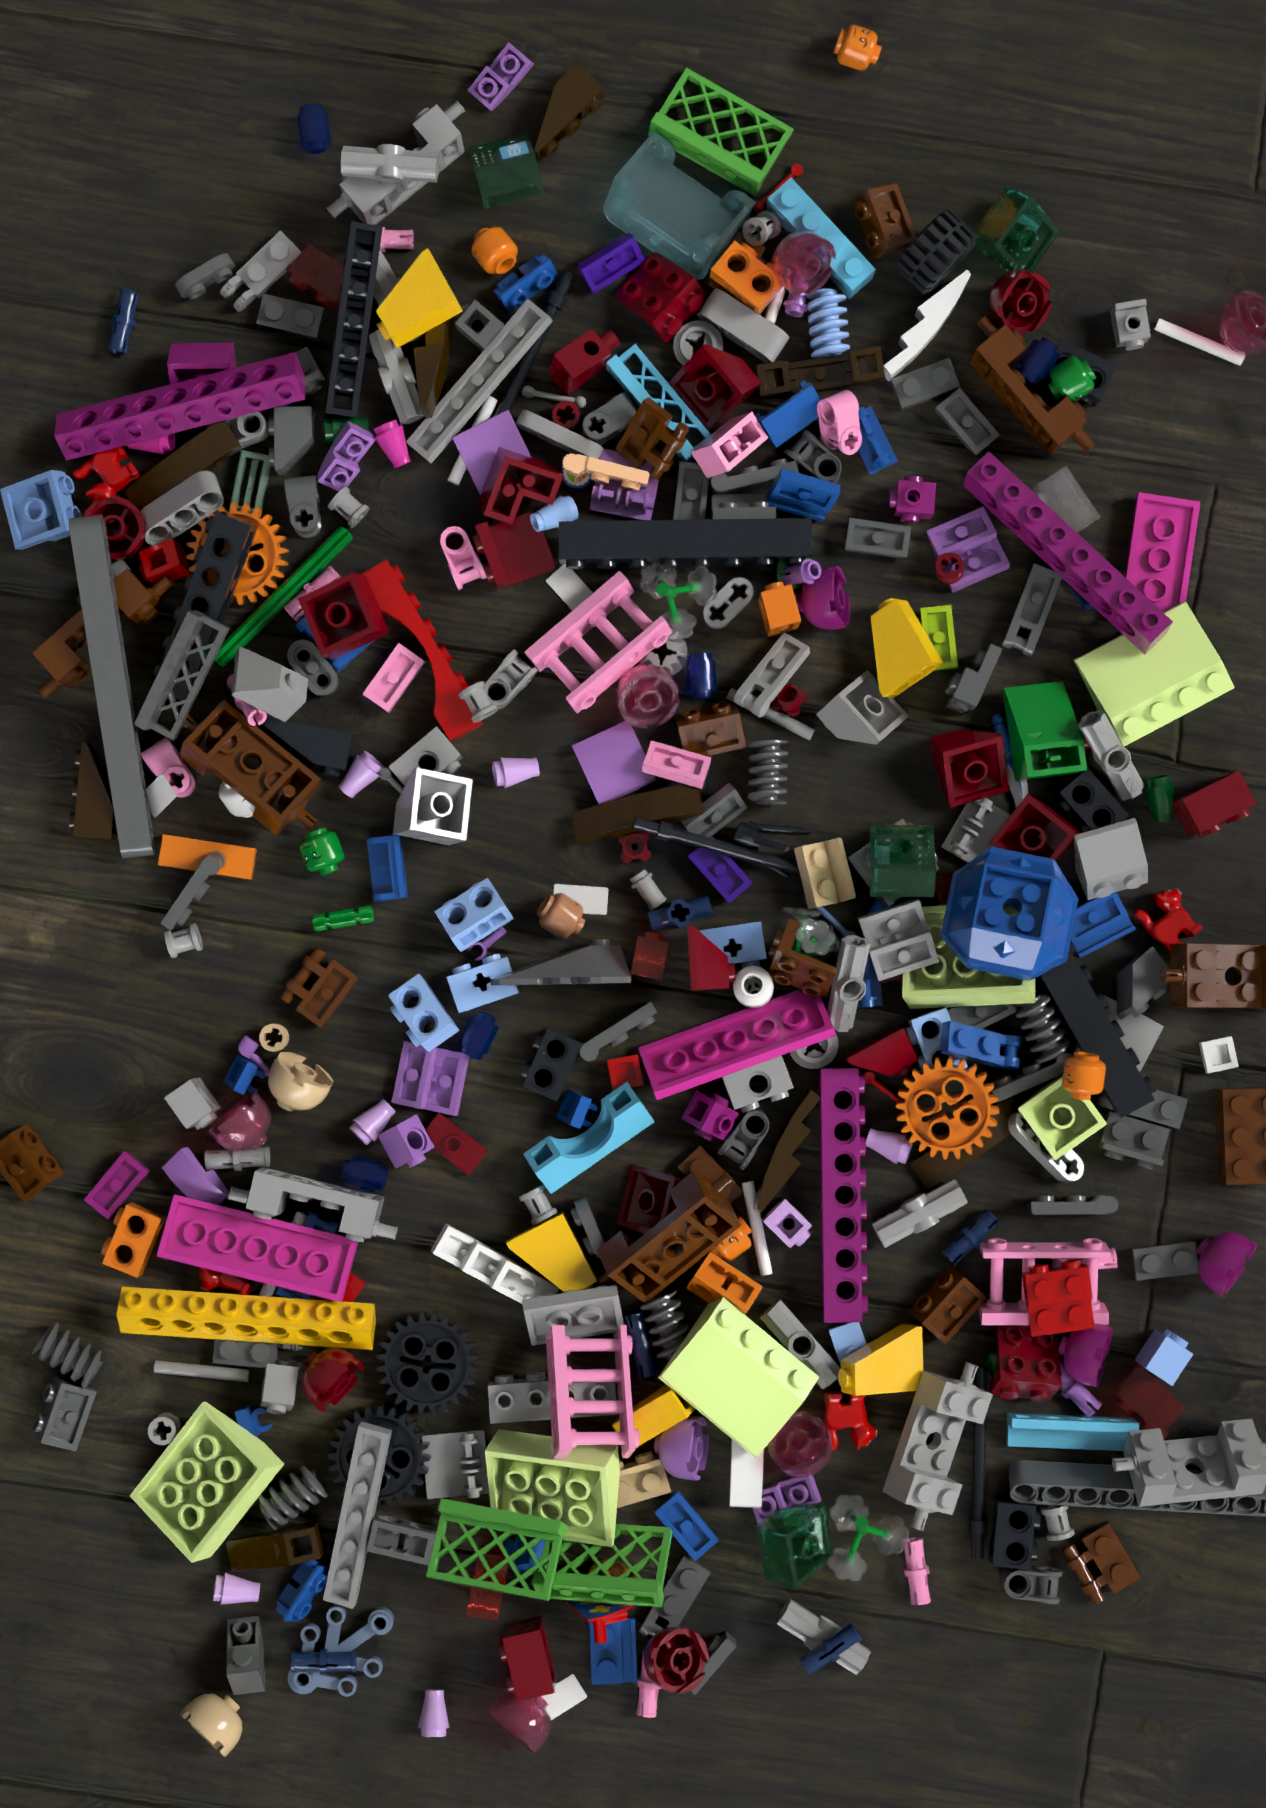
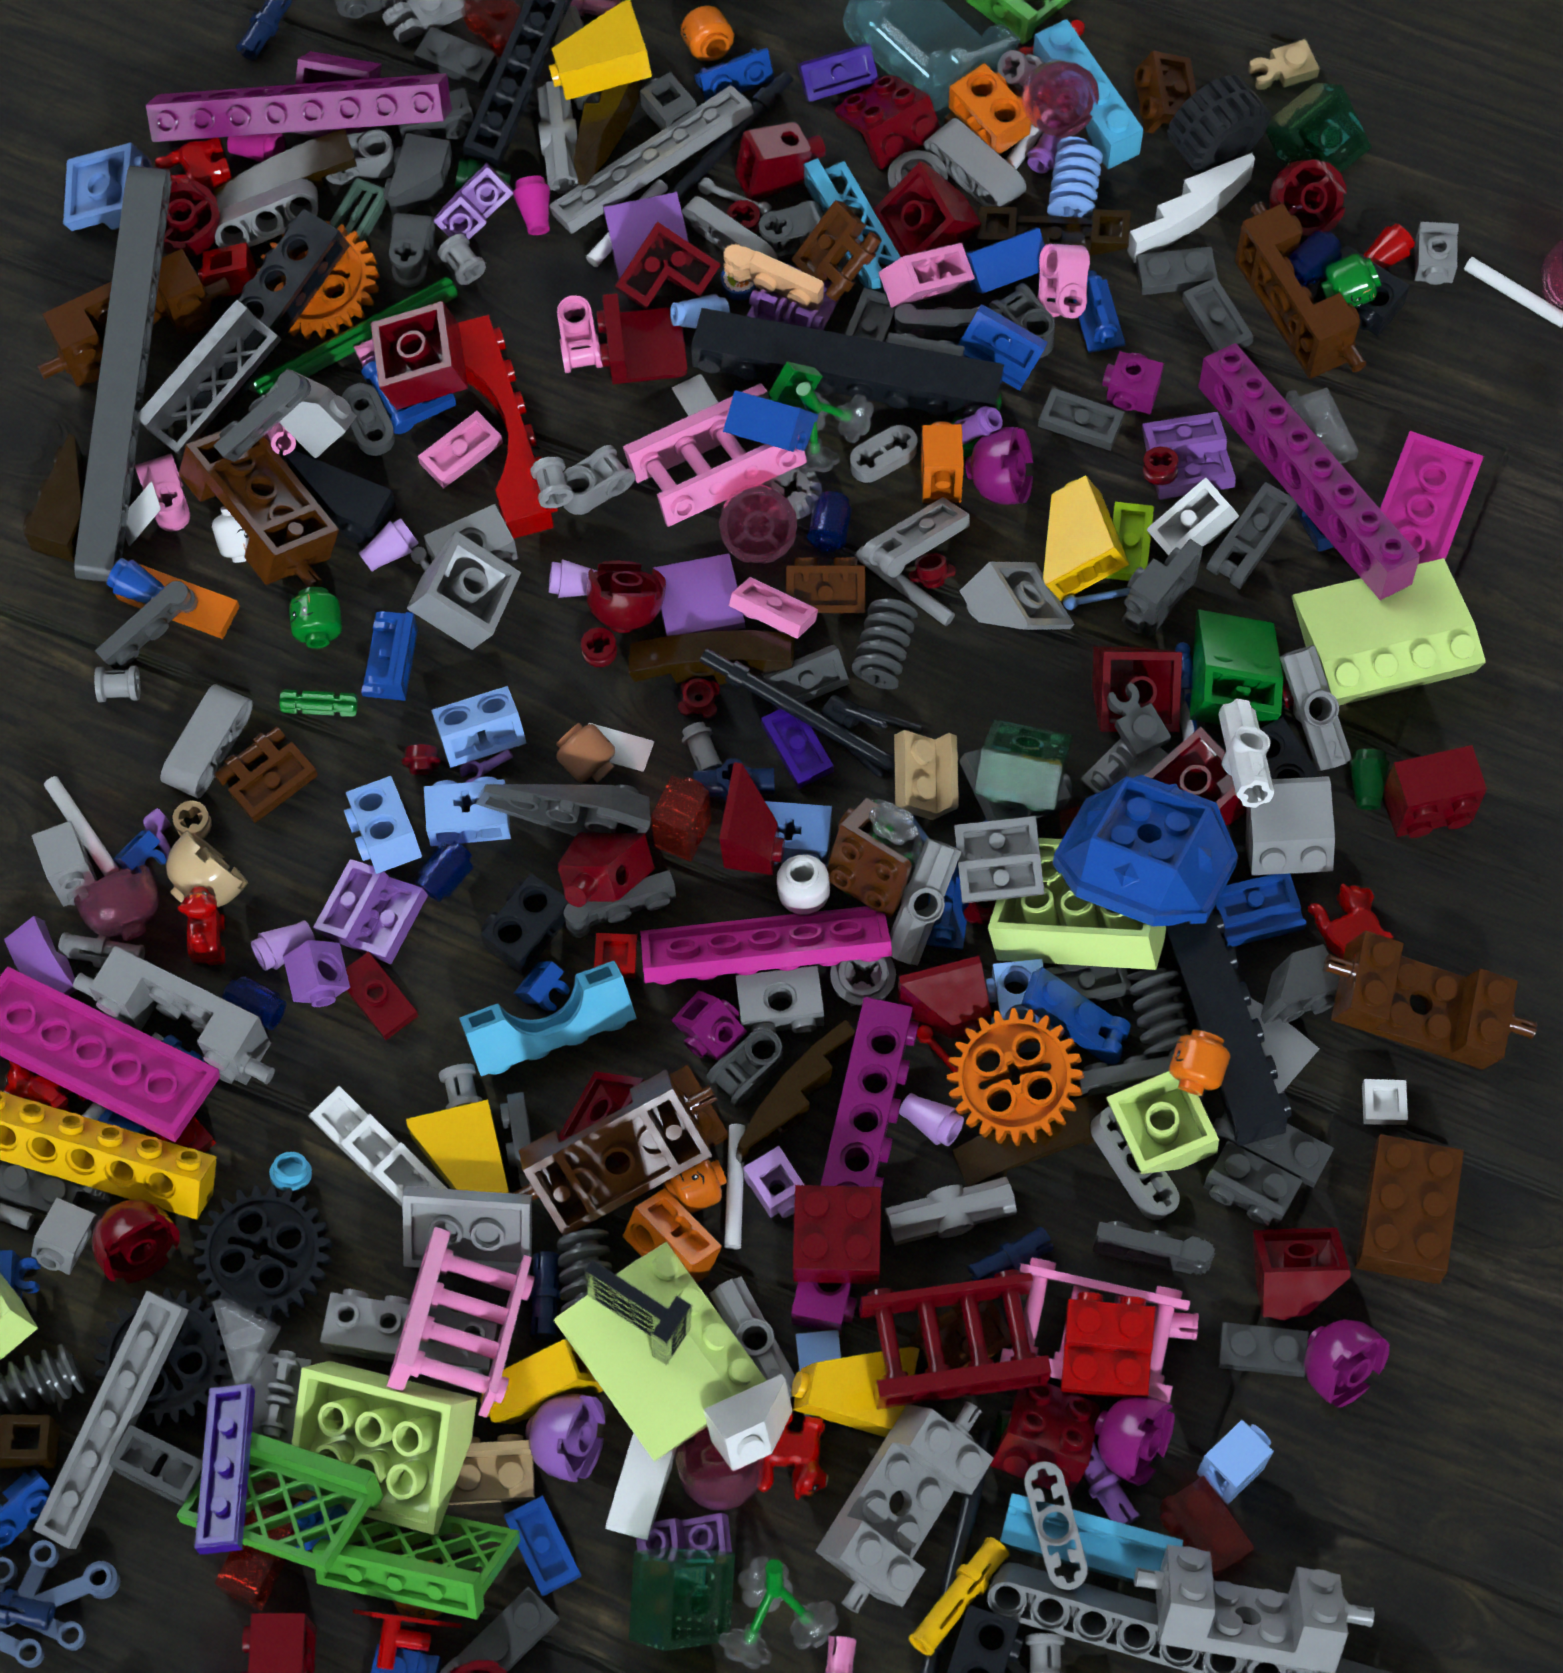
camera: 15 degrees right, 20 degrees down
(174, 857) = (133, 581): none -> blue cone
(190, 1061) = (82, 827): none -> white bar
(240, 710) = (263, 415): none -> dark grey plate
(266, 972) = (206, 741): none -> light grey beam
(309, 1122) = (203, 927): none -> red animal
(429, 1296) = (290, 1171): none -> medium azure plate
(435, 948) = (421, 759): none -> dark red plate
(435, 1431) = (245, 1337): none -> clear slope
(452, 1537) = (225, 1469): none -> tile
(555, 824) = (588, 642): none -> dark red bush
(558, 778) = (625, 595): none -> dark red cylinder
(600, 1014) = (604, 866): none -> dark red torso
(638, 614) = (769, 422): none -> blue hinge
(648, 577) = (790, 377): none -> green plate
(737, 1383) = (663, 1324): none -> black fence
(817, 1417) = (749, 1422): none -> white slope
(846, 1263) = (837, 1234): none -> dark red brick
(902, 698) = (1071, 602): none -> medium blue hinge
(974, 1341) = (939, 1380): none -> dark red fence
(978, 168) = (1288, 63): none -> tan plate
(982, 803) = (1139, 727): none -> dark grey plate
(985, 613) = (1196, 516): none -> white slope
(991, 1489) = (970, 1581): none -> yellow pin
(1050, 1459) = (1054, 1560): none -> light grey beam
(1070, 817) = (1246, 753): none -> white piece
(1091, 328) = (1390, 246): none -> red cone
(1180, 1197) = (1297, 1269): none -> dark red slope

